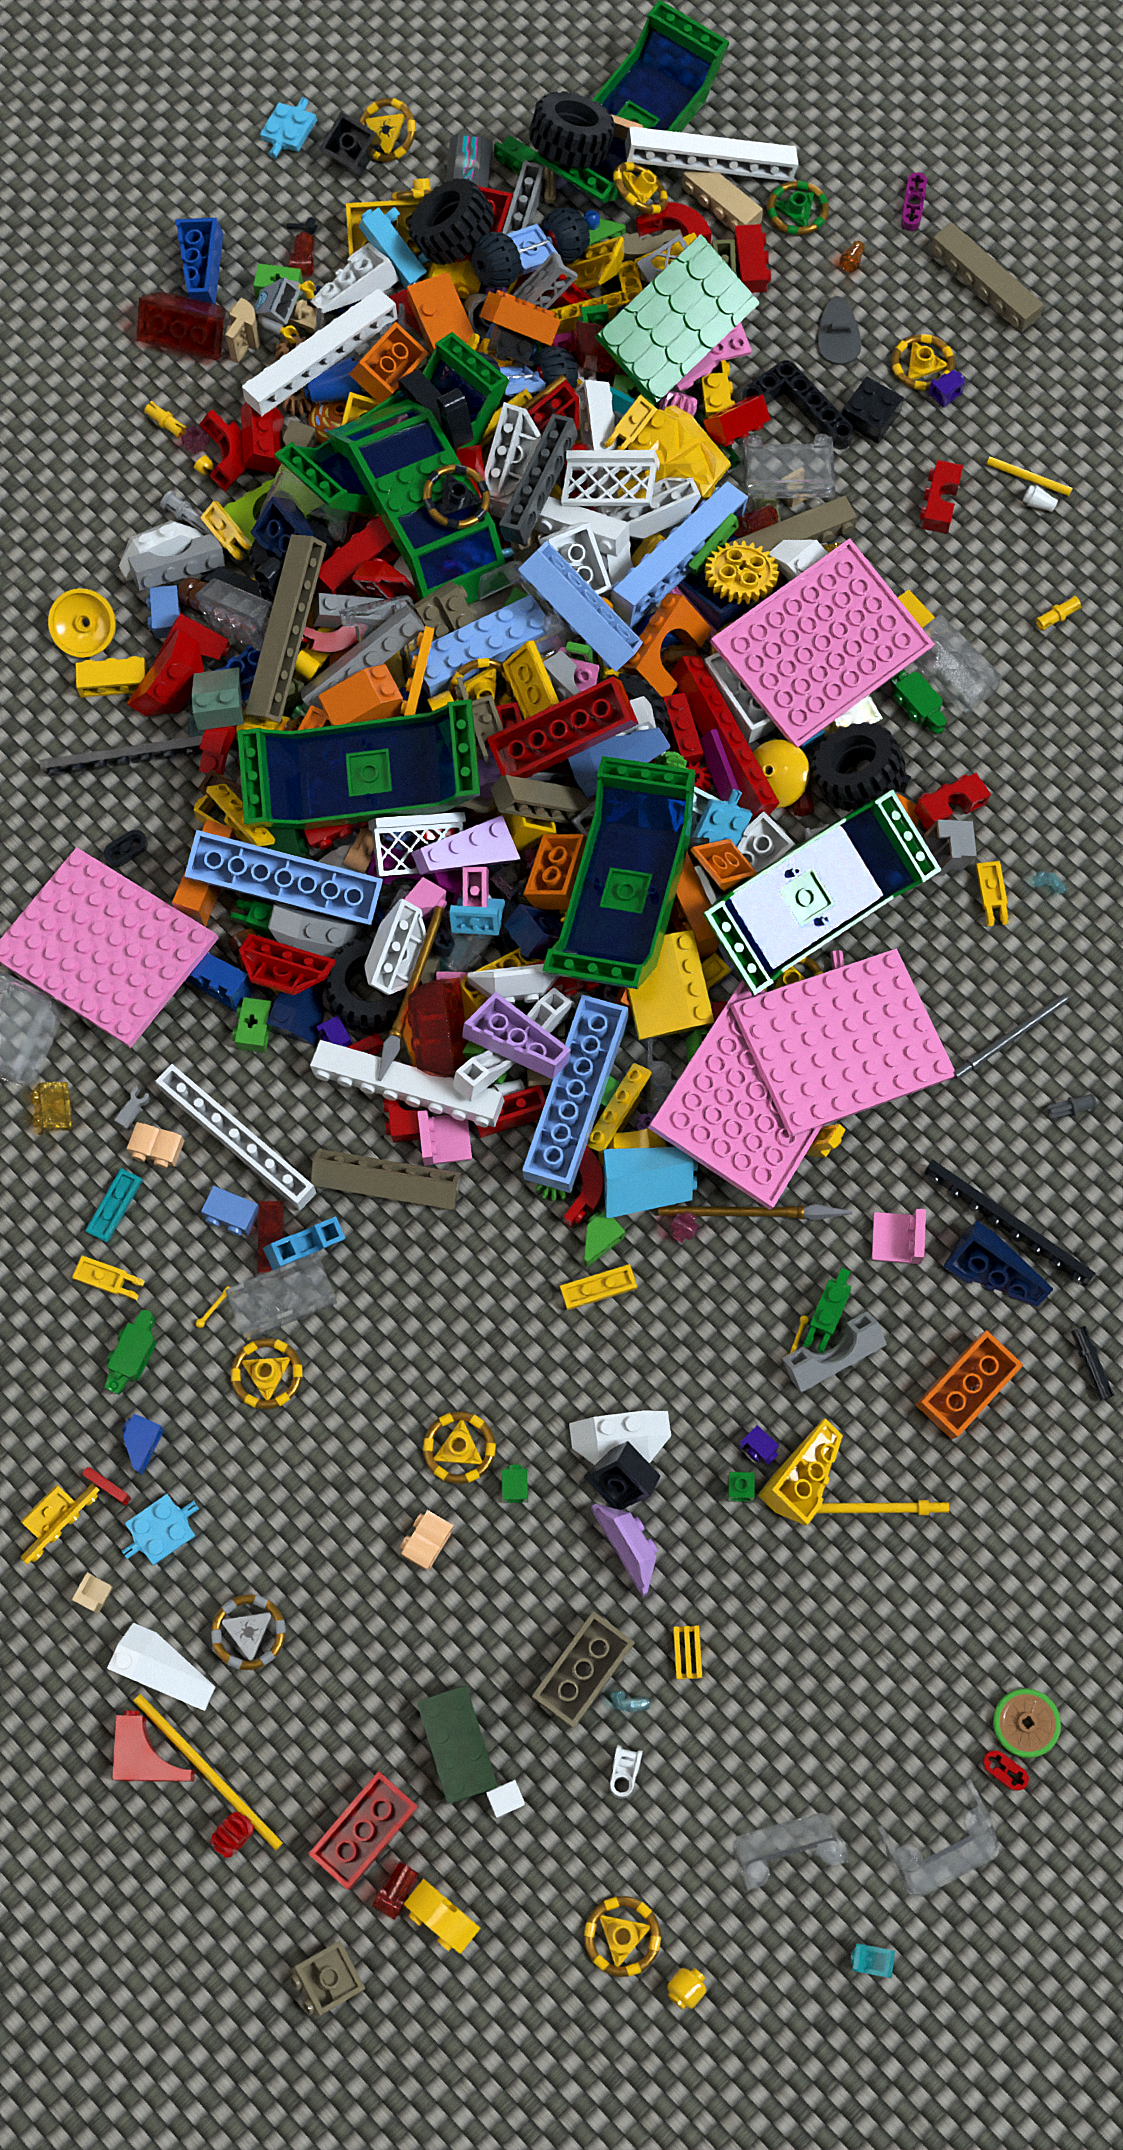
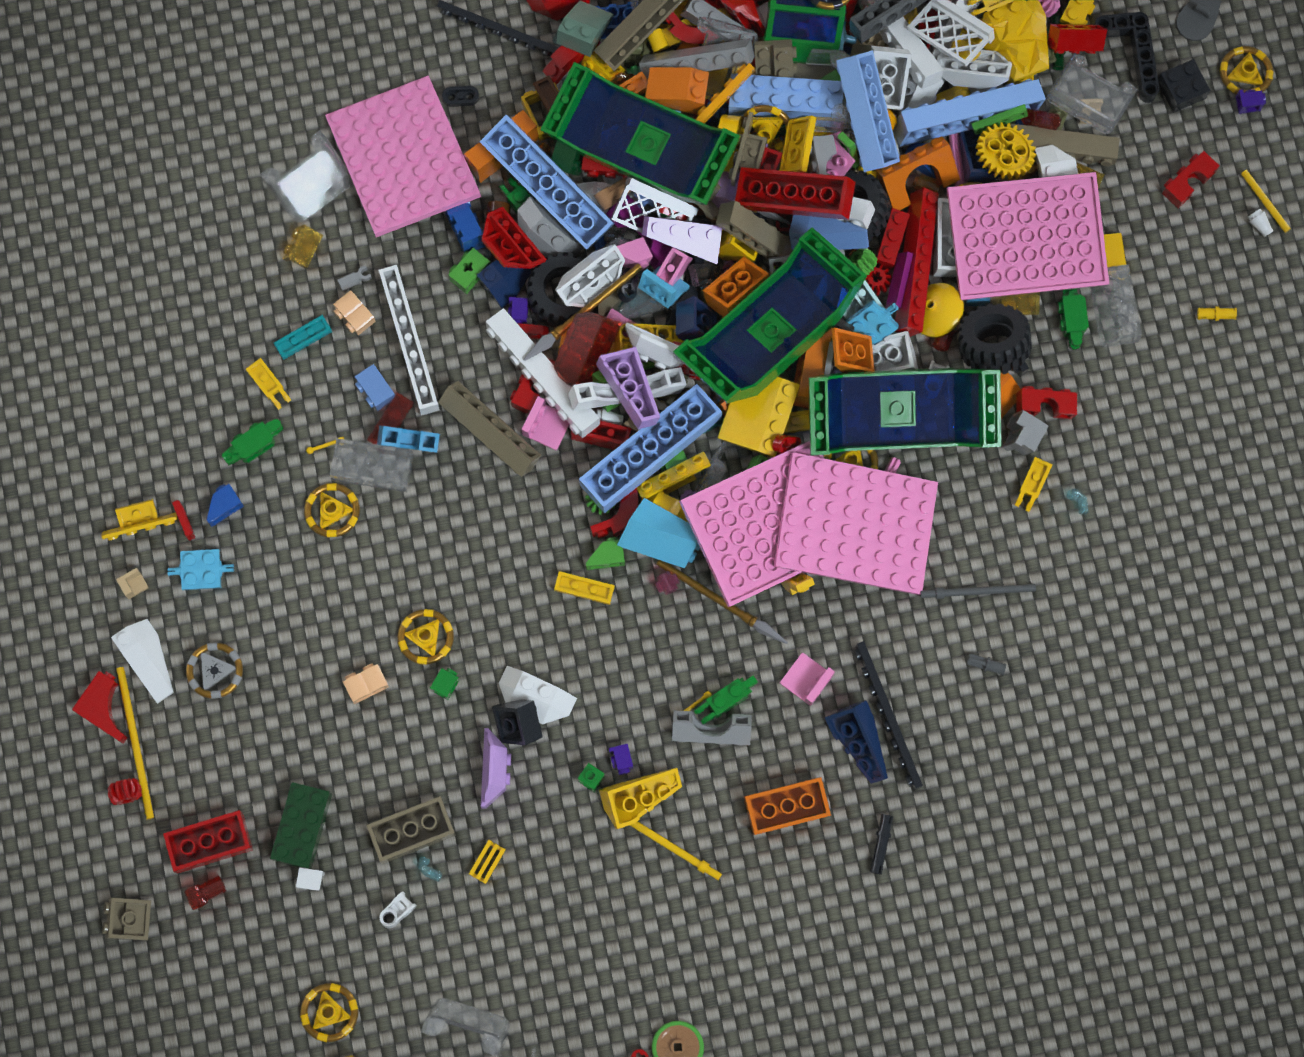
camera: 30 degrees right, 5 degrees up
(235, 816) = (544, 102): yellow bracket -> none
(441, 1916) = (222, 925): yellow brick -> none
(716, 1000) = (785, 443): none -> red beam

